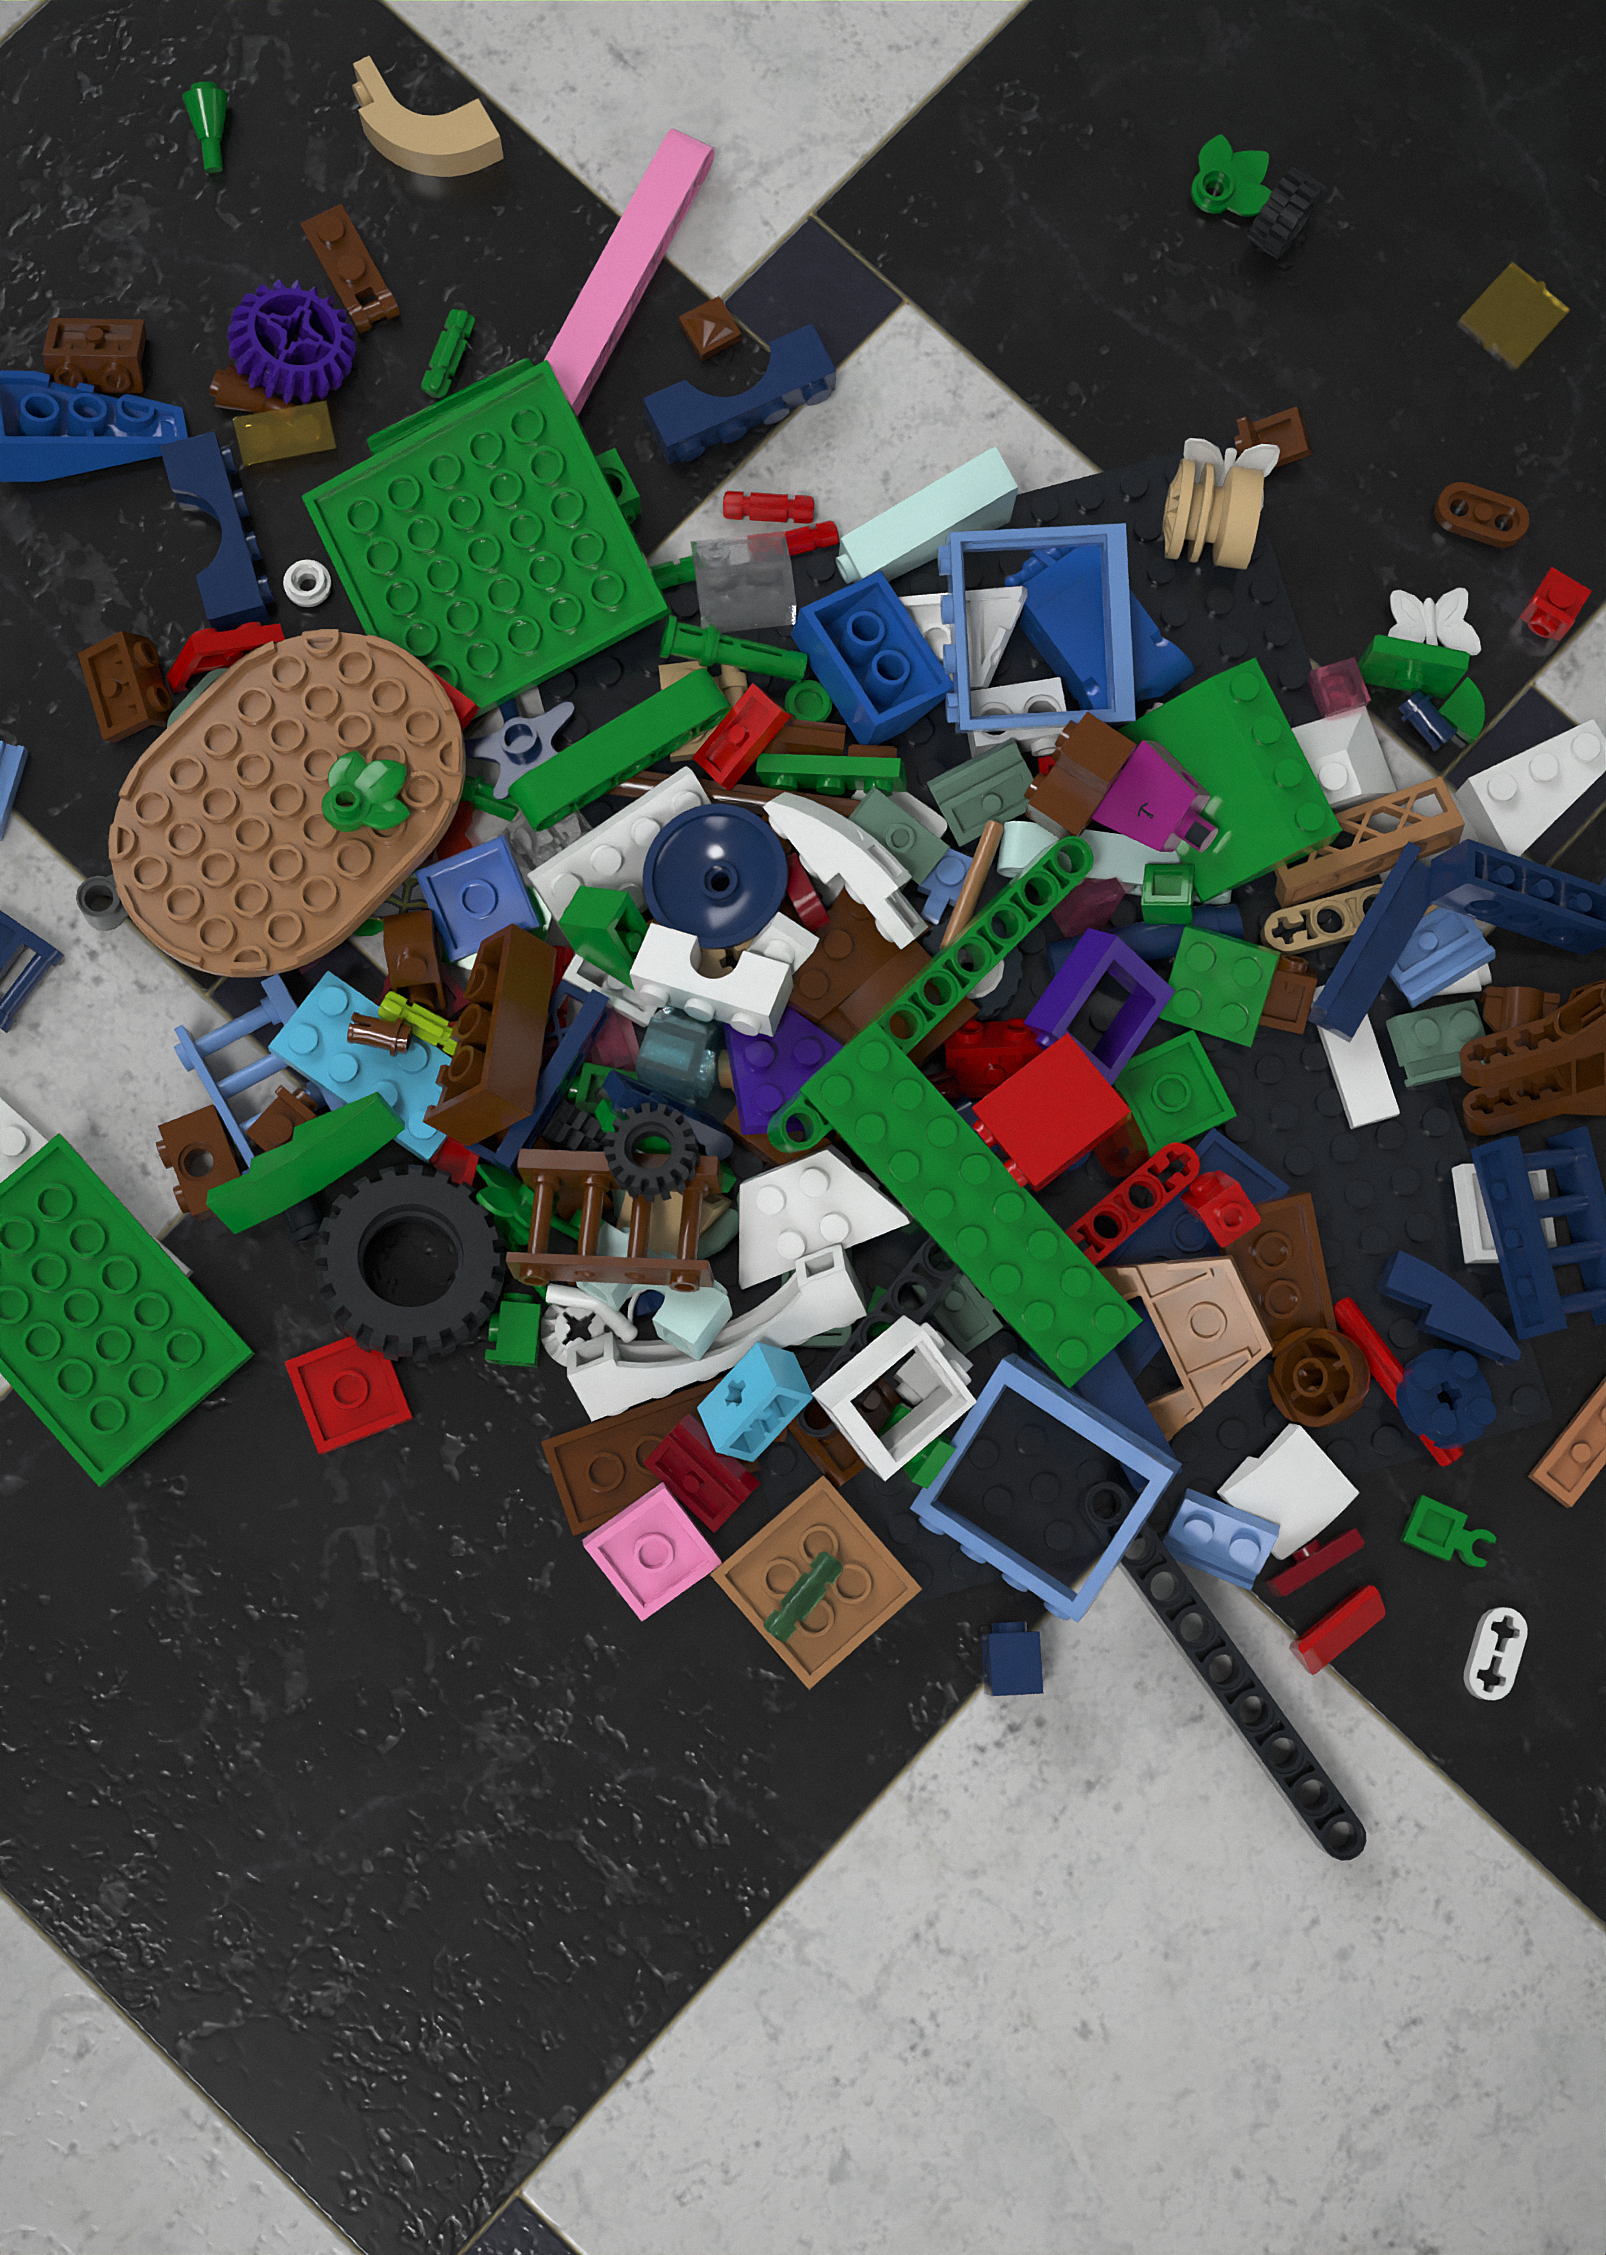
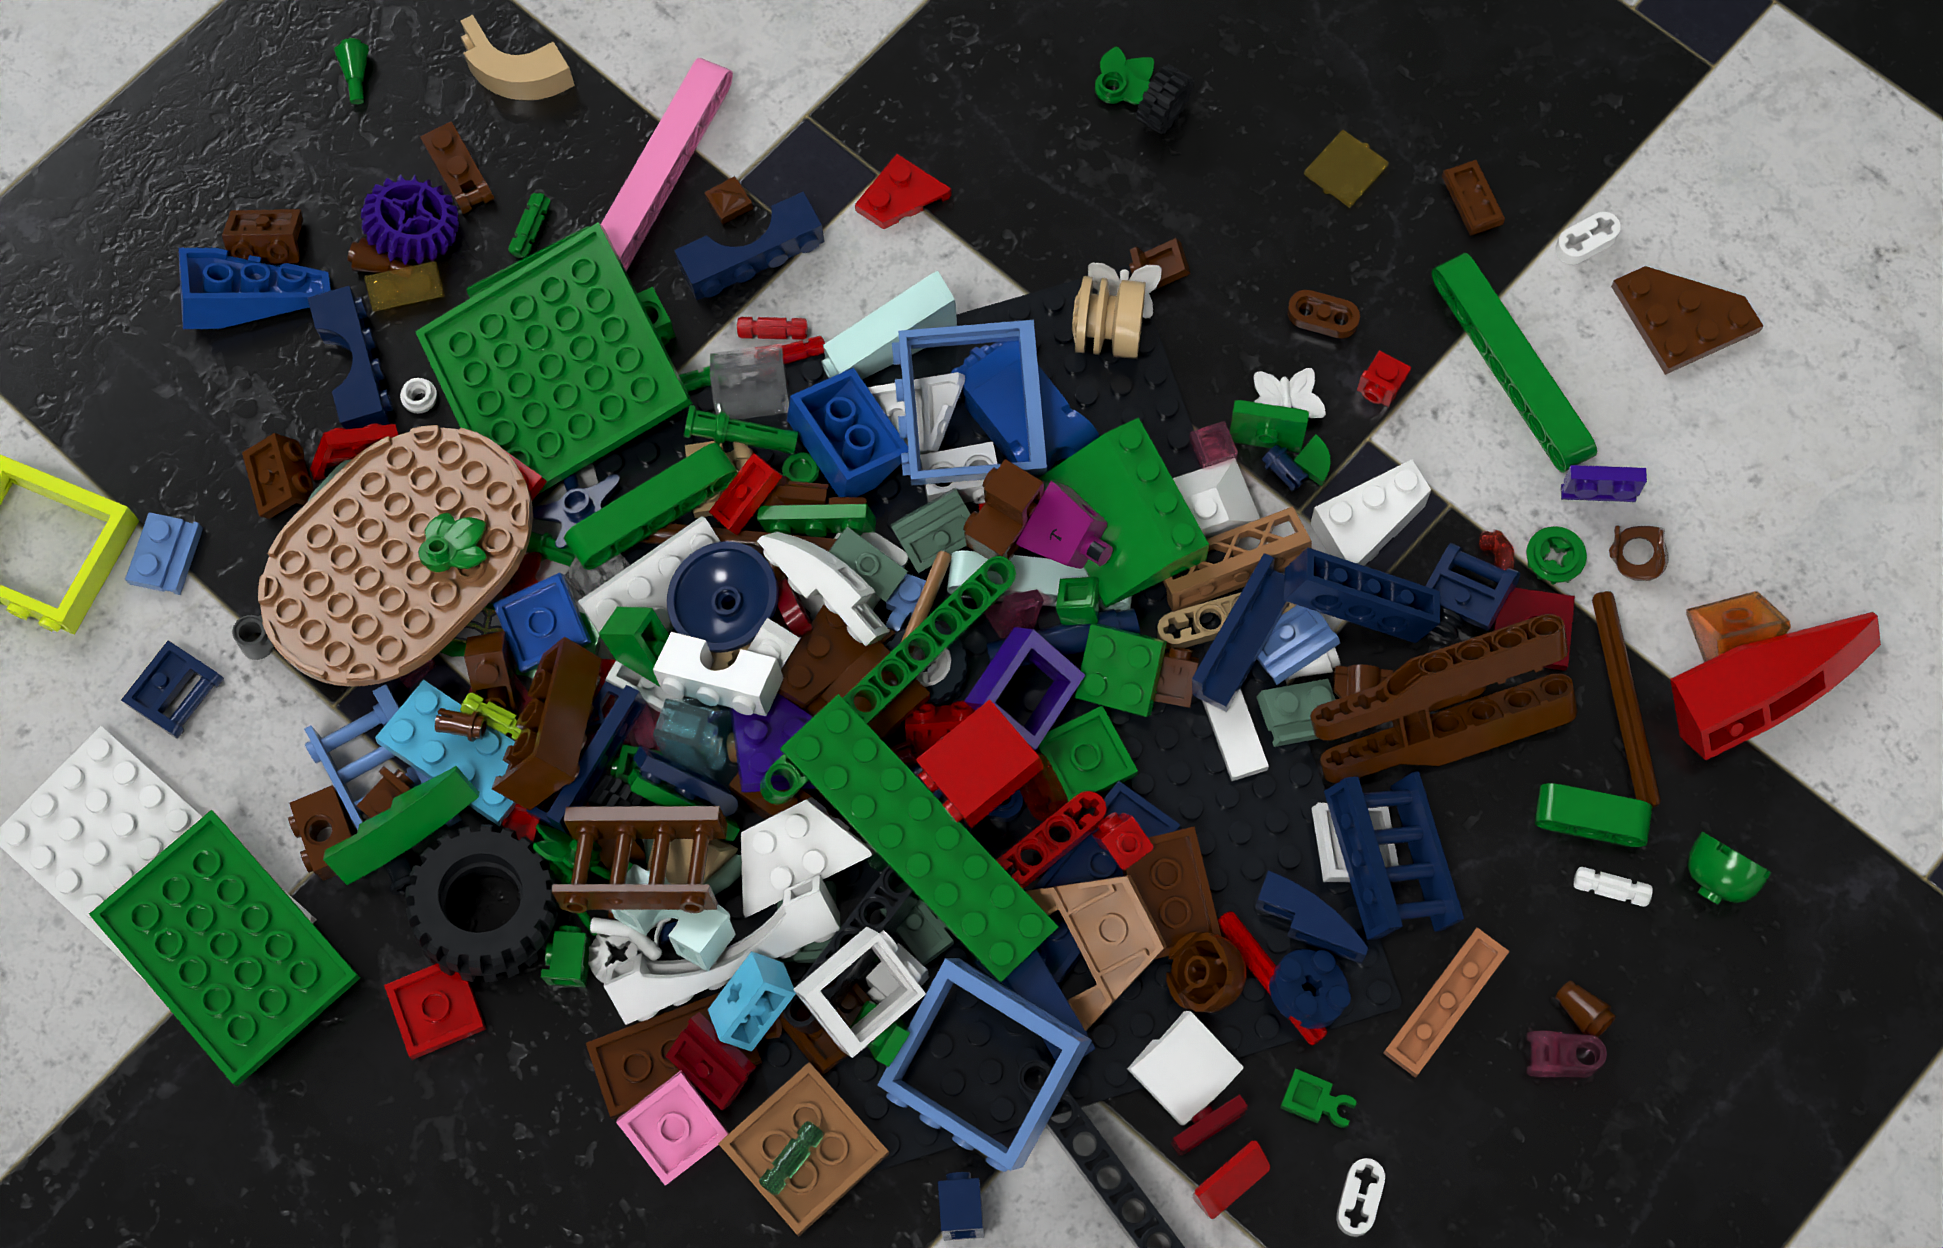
camera: 10 degrees right, 10 degrees down
(644, 1125) = (657, 786): black tyre -> none
(935, 327) = (900, 193): none -> red wing
(1220, 1539) = (1131, 1107): medium blue plate -> none

